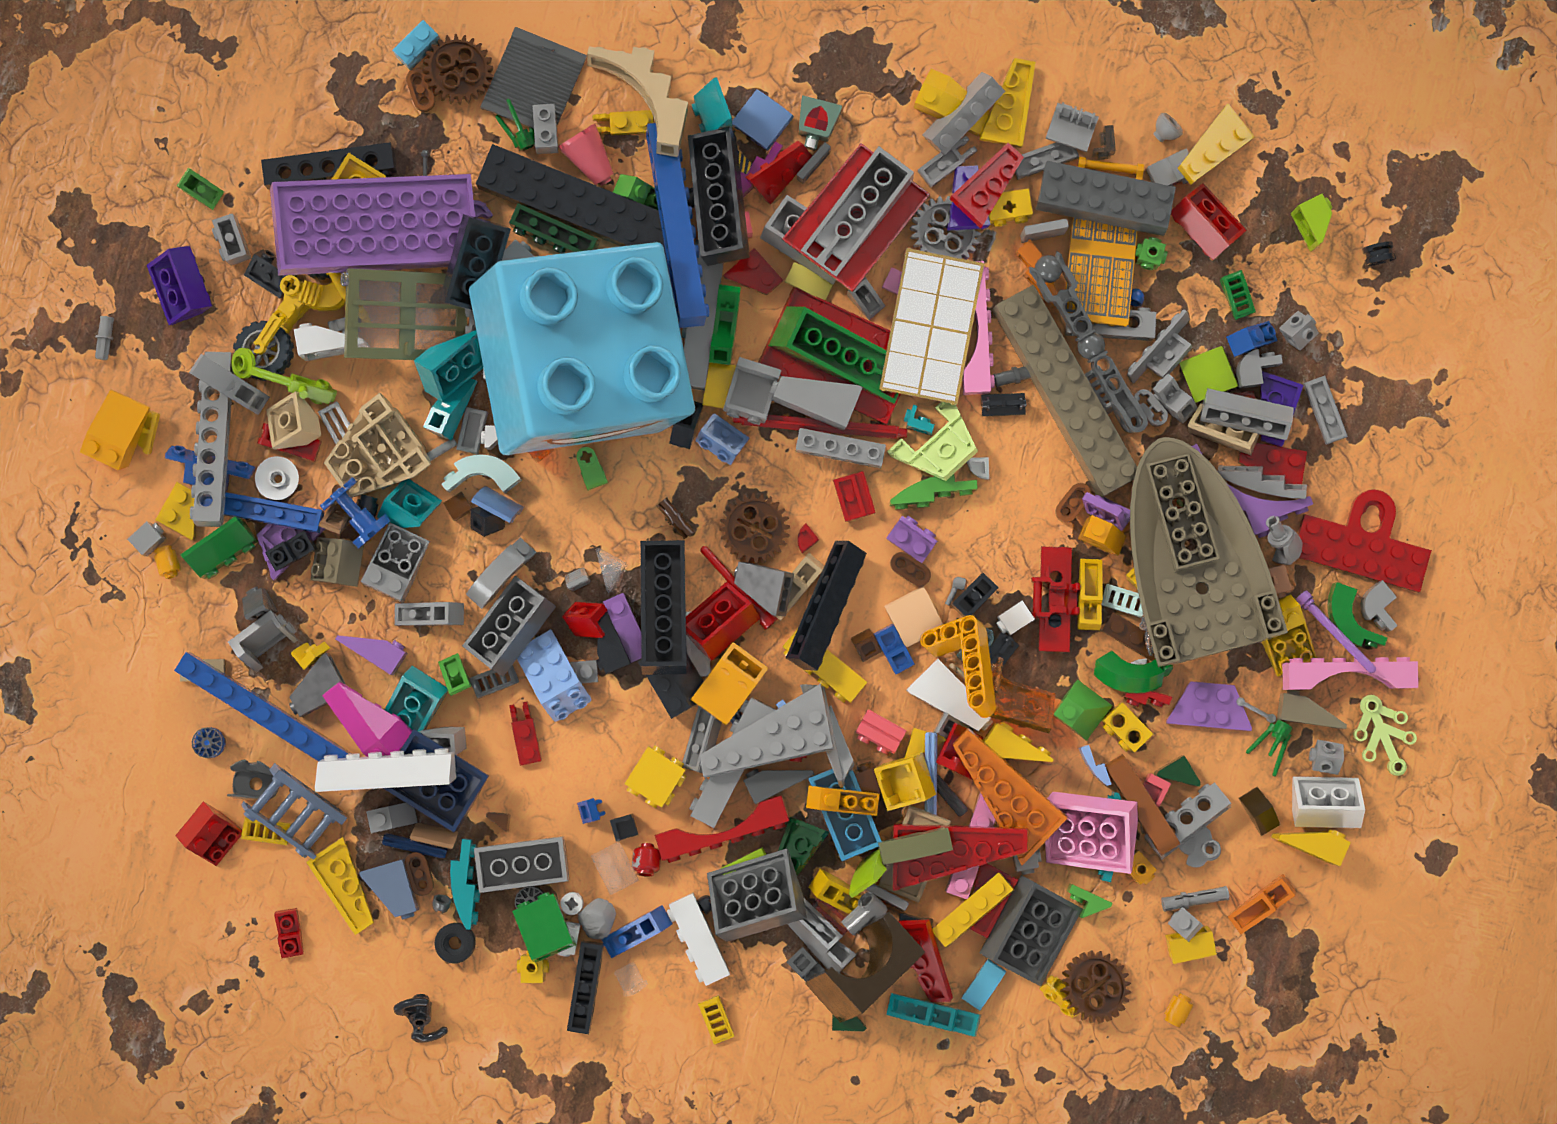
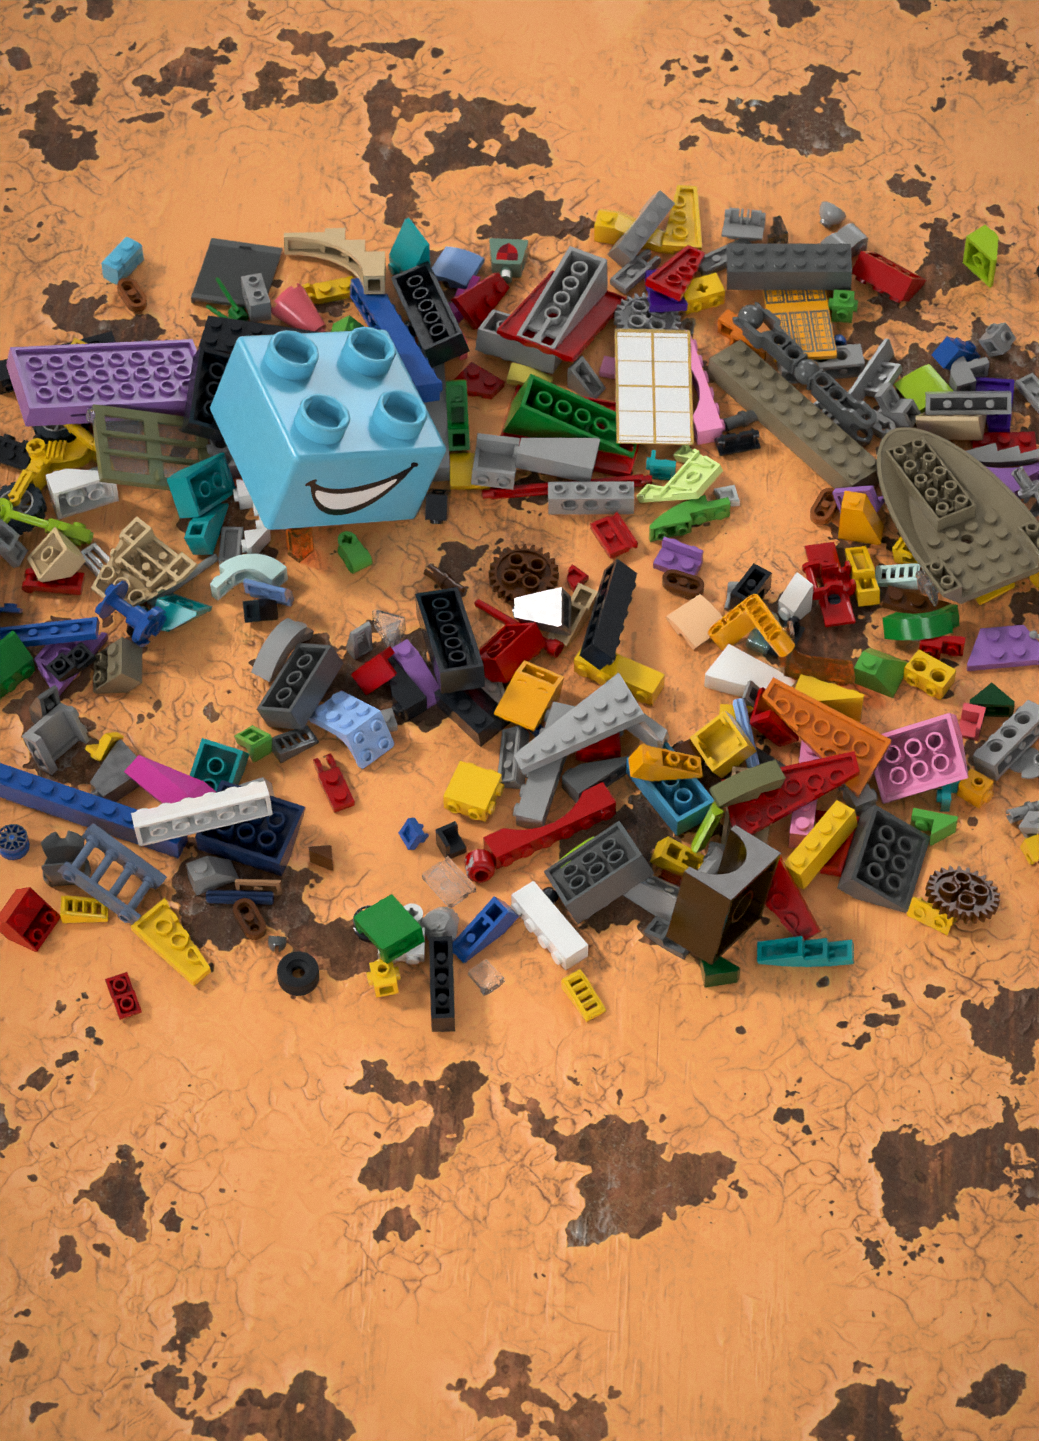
camera: 10 degrees left, 30 degrees down
(266, 475) = (43, 604): white dish -> none
(335, 519) = (113, 626): medium nougat slope -> none
(379, 652) = (170, 735): medium lavender slope -> none
(392, 888) = (223, 933): sand blue slope -> none
(395, 563) = (176, 659): light grey slope -> none
(419, 1014) = (276, 1044): black piece -> none
(429, 614) = (218, 695): light grey slope -> none
(450, 51) = (164, 273): reddish brown gear -> none
(458, 506) = (229, 608): reddish brown slope -> none
(463, 892) = (296, 919): teal slope -> none
(521, 864) = (347, 886): light grey brick -> none
(721, 439) = (474, 512): medium blue bracket -> none
(801, 841) = (636, 817): dark green wing -> none
(813, 163) = (512, 289): dark grey tile -> none
(866, 644) = (656, 654): reddish brown slope -> none
(880, 731) = (686, 717): coral brick -> none
(894, 649) = (683, 652): blue slope -> none
(983, 984) = (849, 917): medium azure slope -> none
(1044, 230) = (739, 296): light grey tile -> none
(1099, 770) = (908, 714): light blue slope -> none
(1148, 812) = (975, 735): dark orange beam -> none
(1219, 142) = (878, 217): yellow wing -> none
(1245, 292) = (926, 314): green slope -> none

